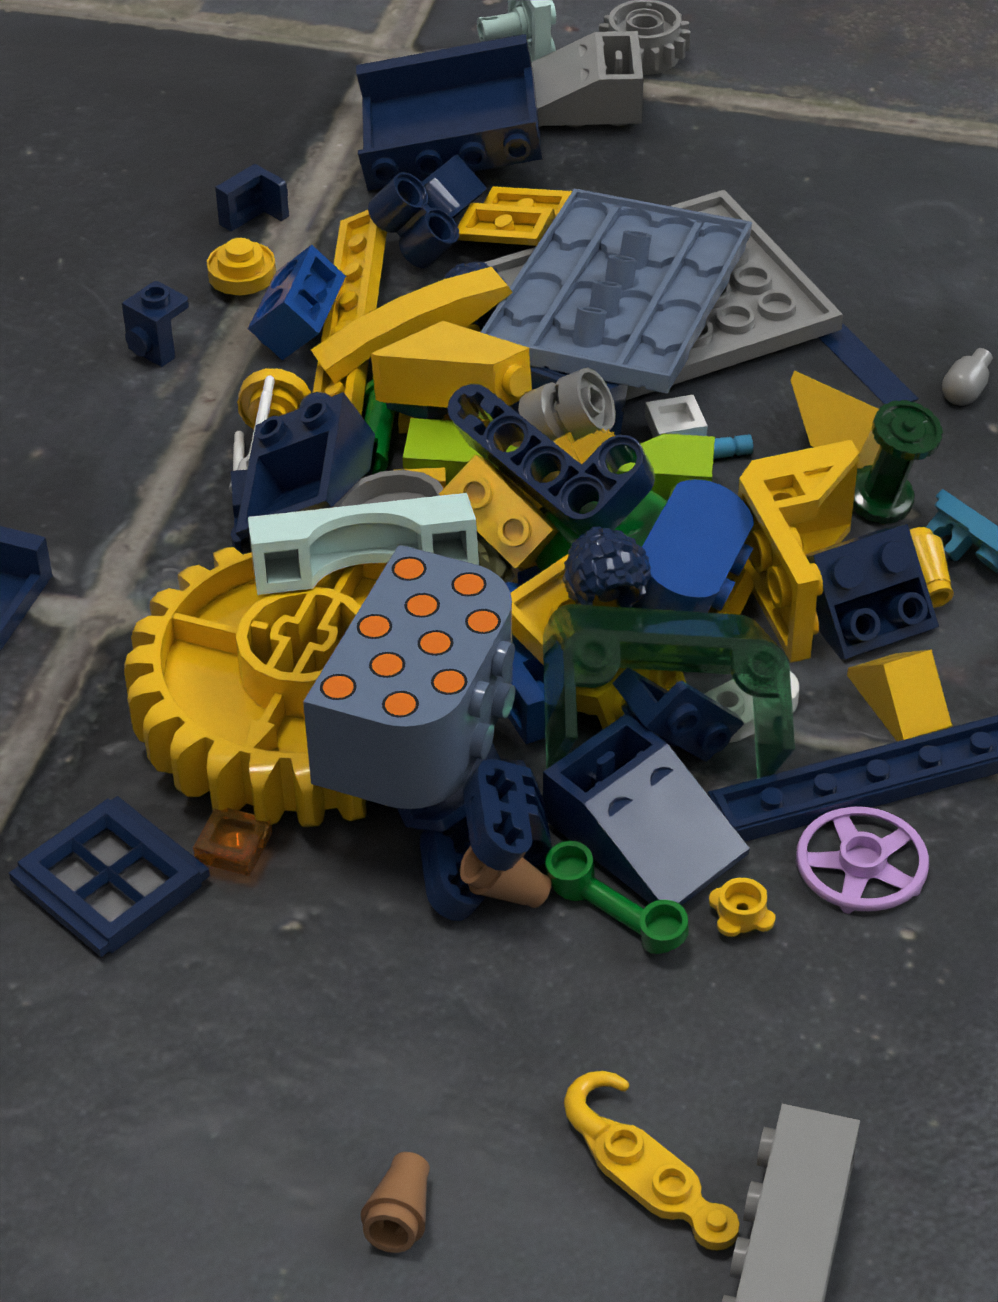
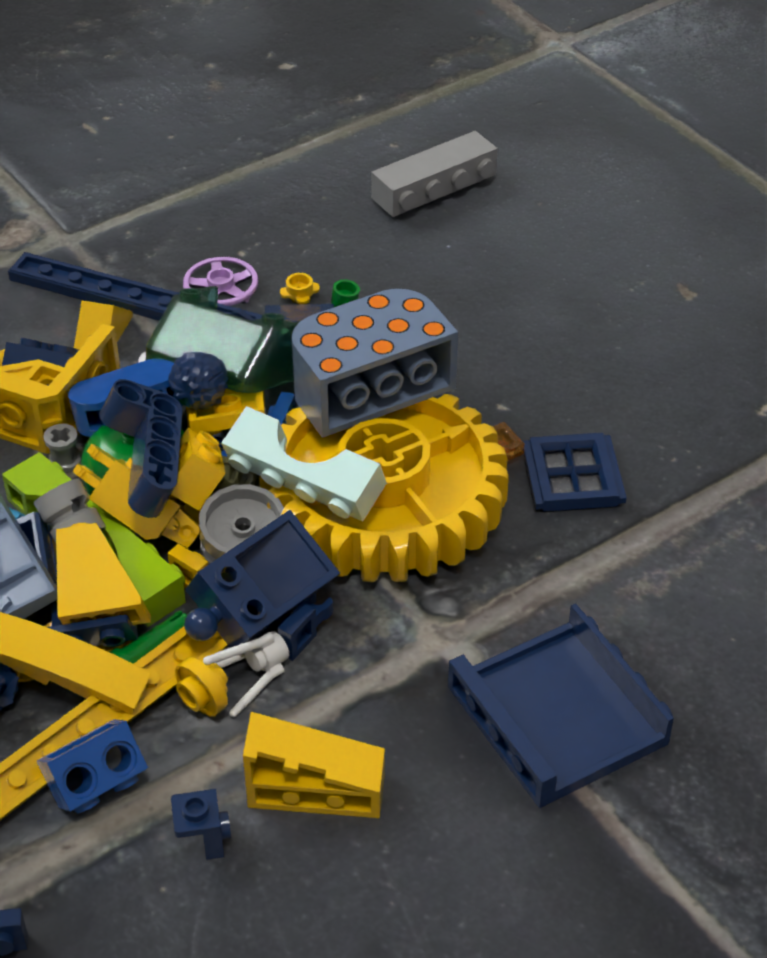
camera: 140 degrees left, 0 degrees up
(97, 401) = (310, 770): none -> yellow wedge
(241, 267) = (78, 854): yellow plate -> none
(397, 1208) = (568, 269): medium nougat cone -> none
(646, 1167) = (455, 235): yellow piece -> none

